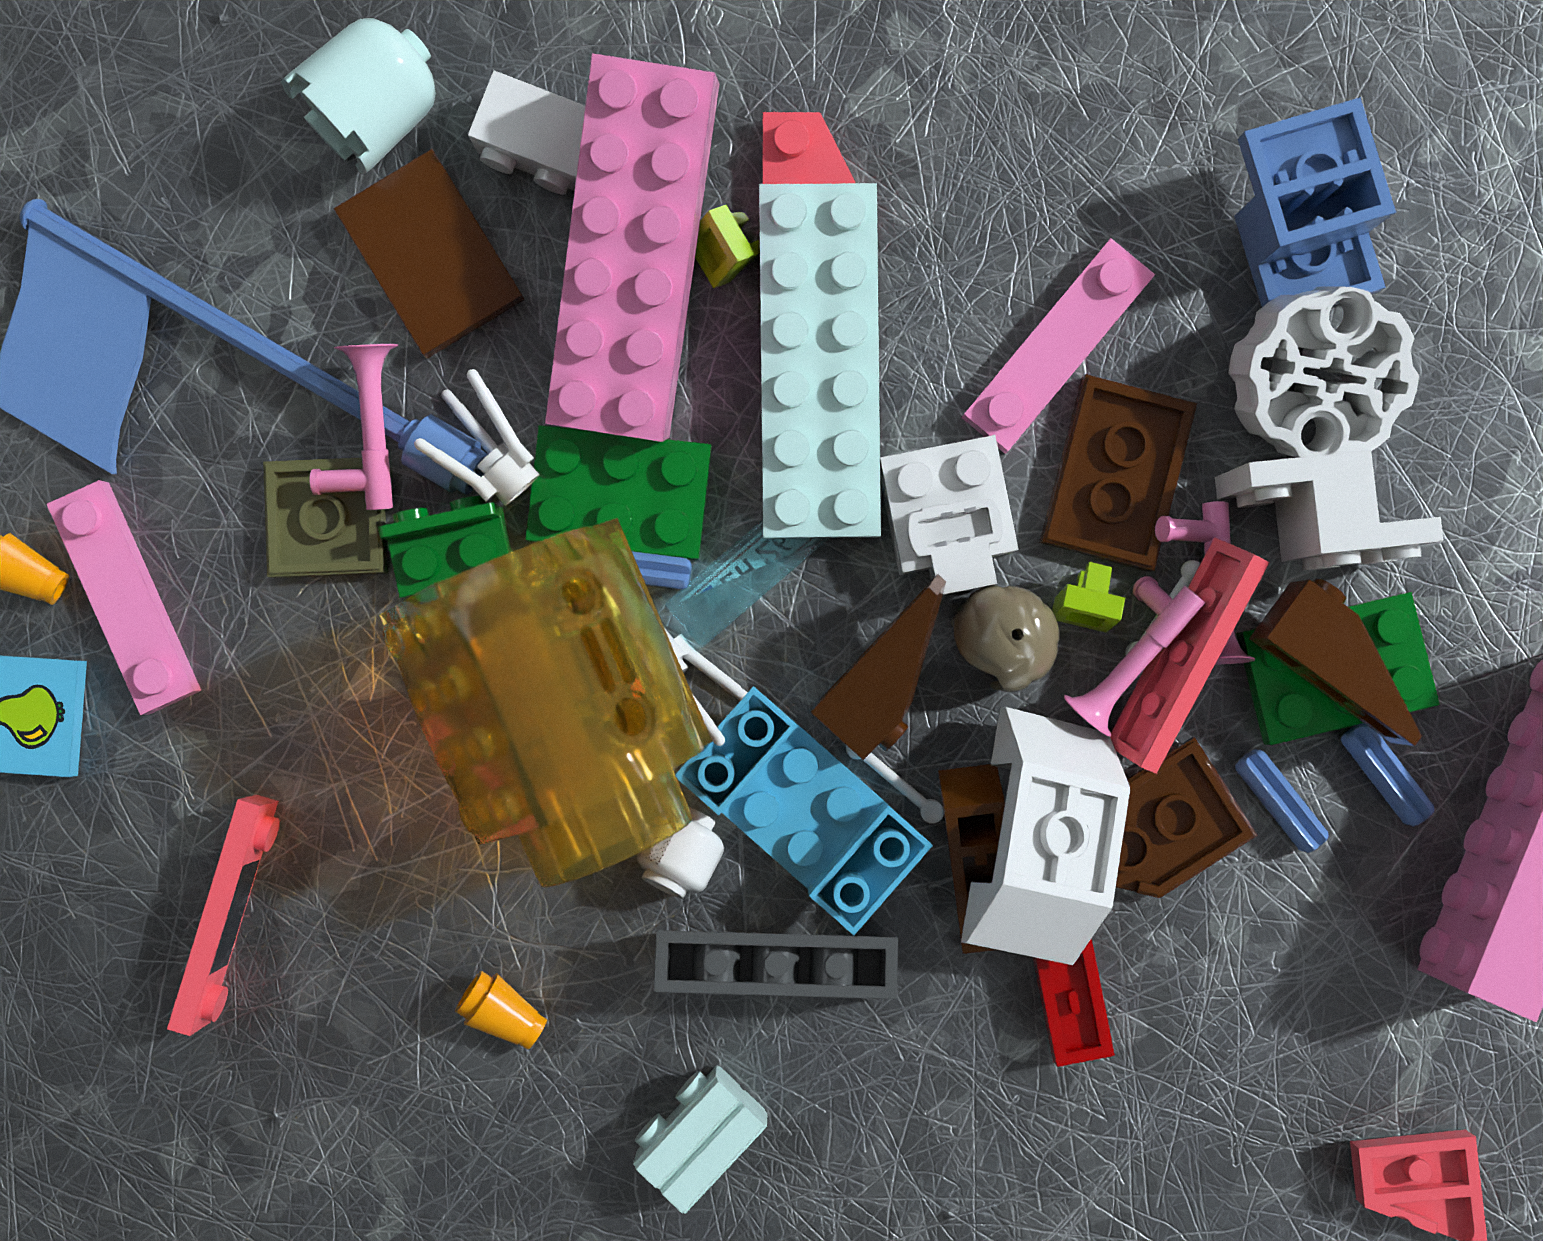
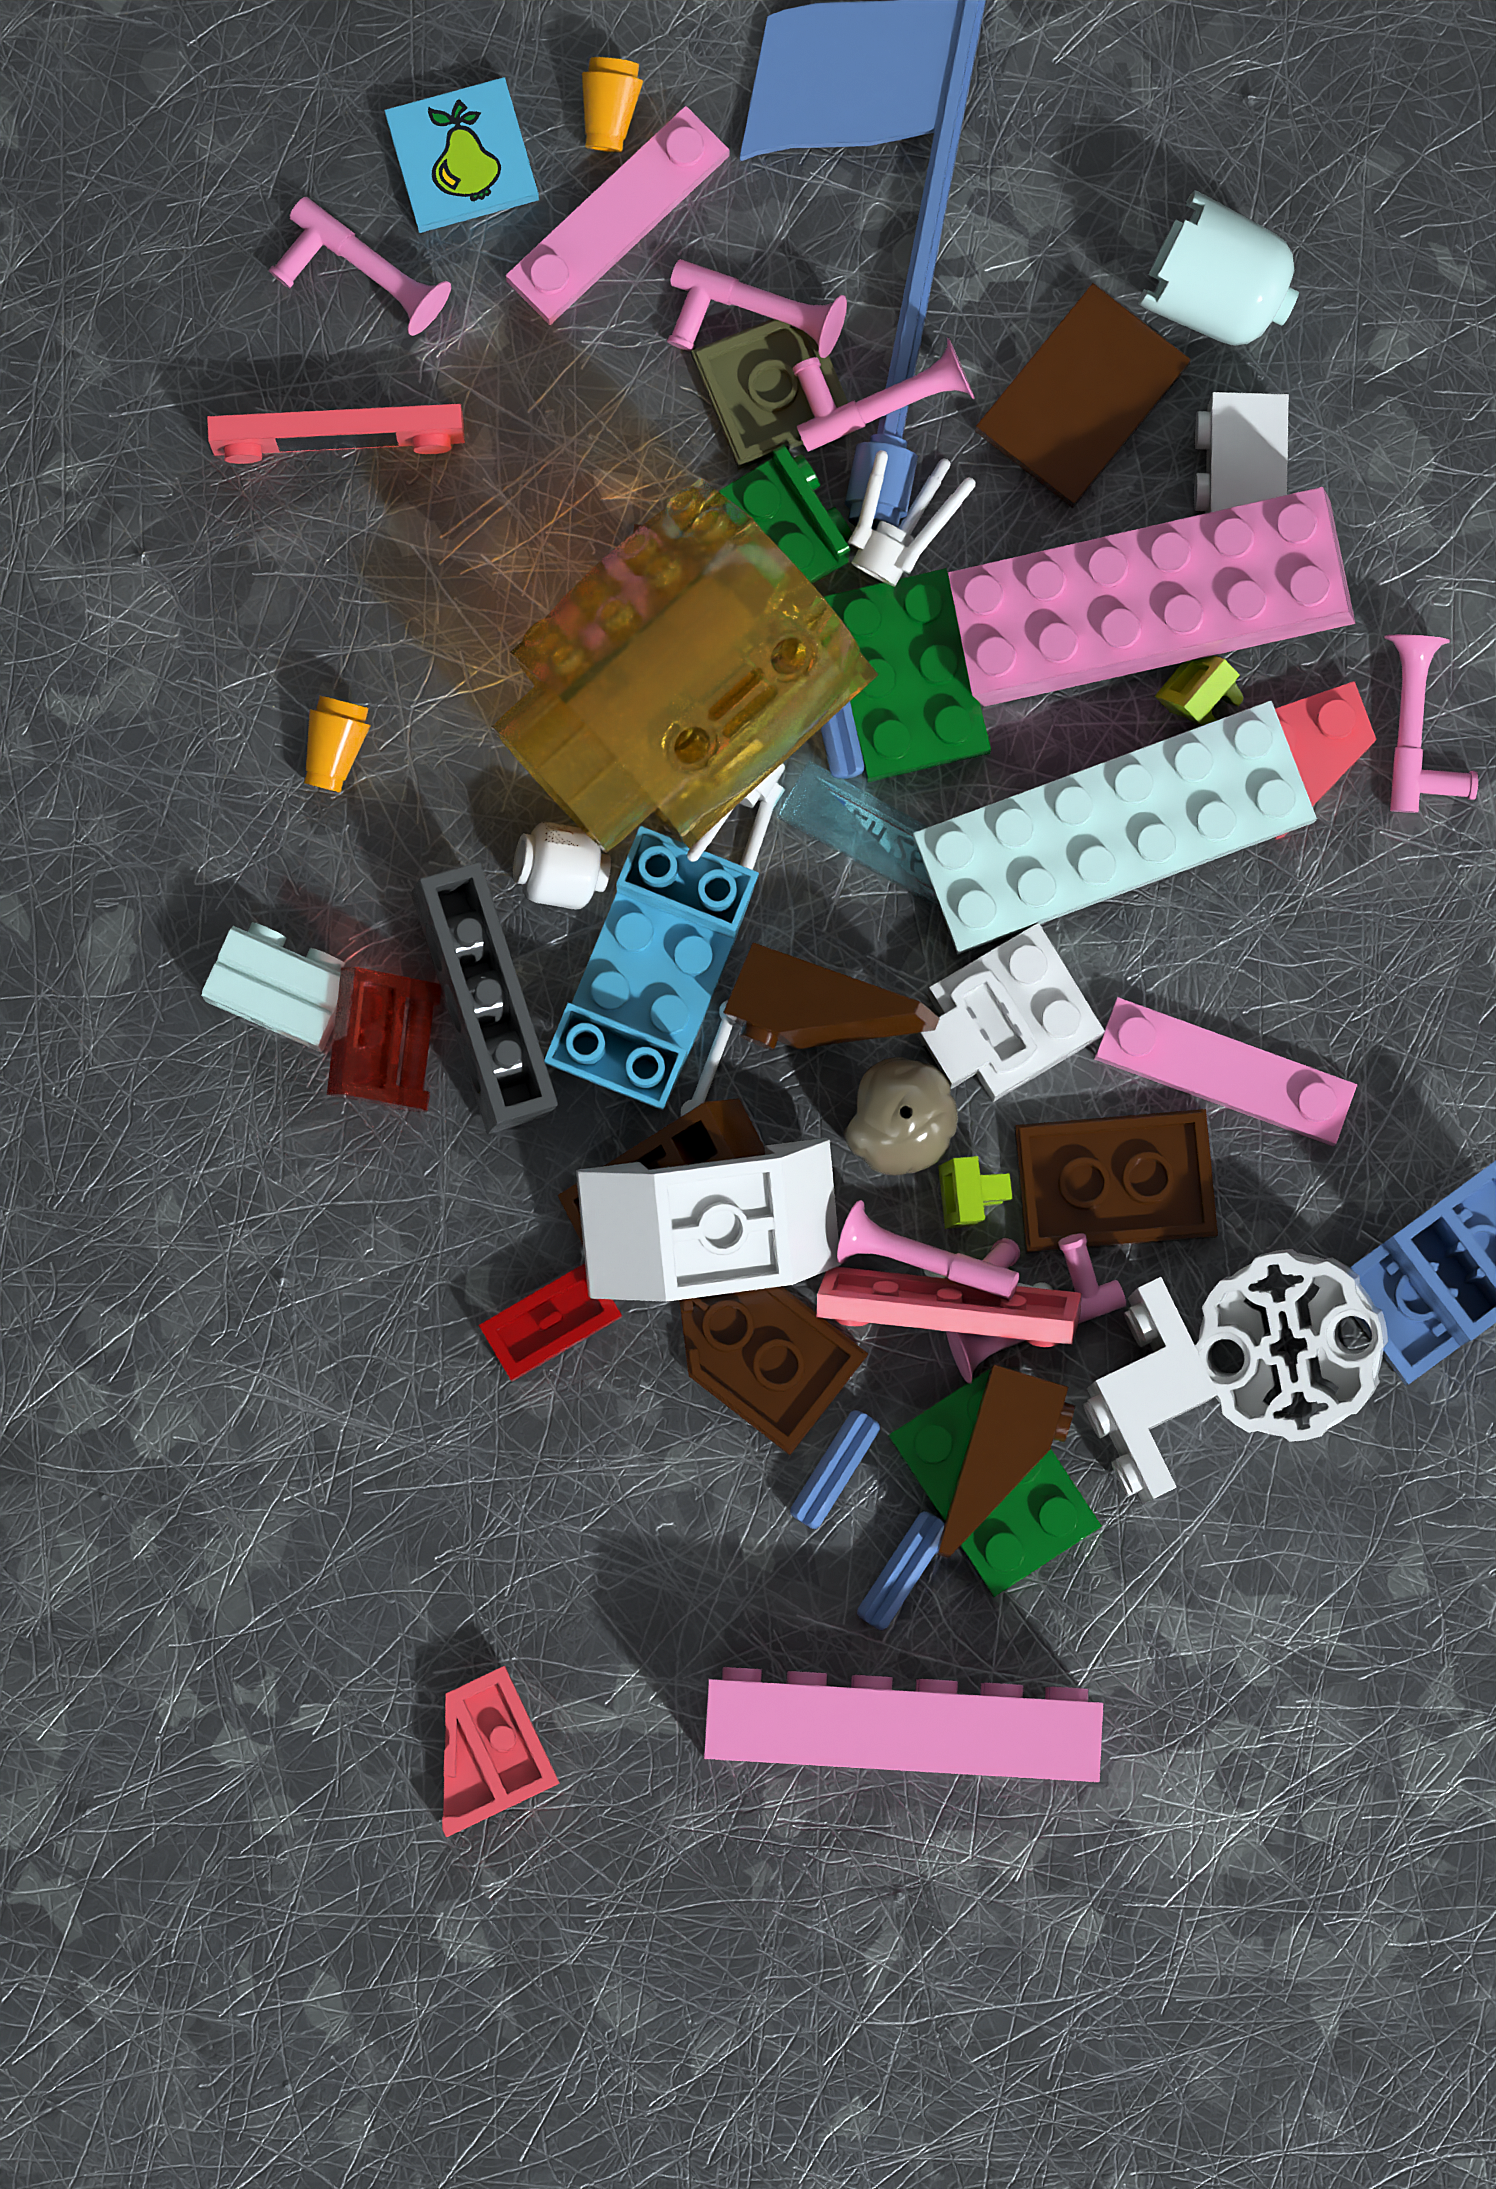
camera: 70 degrees right, 5 degrees down
(137, 797) = (321, 229): none -> bright pink piece
(212, 545) = (703, 285): none -> bright pink piece
(776, 1078) = (370, 1038): none -> clear red plate
(860, 98) = (1408, 776): none -> bright pink piece

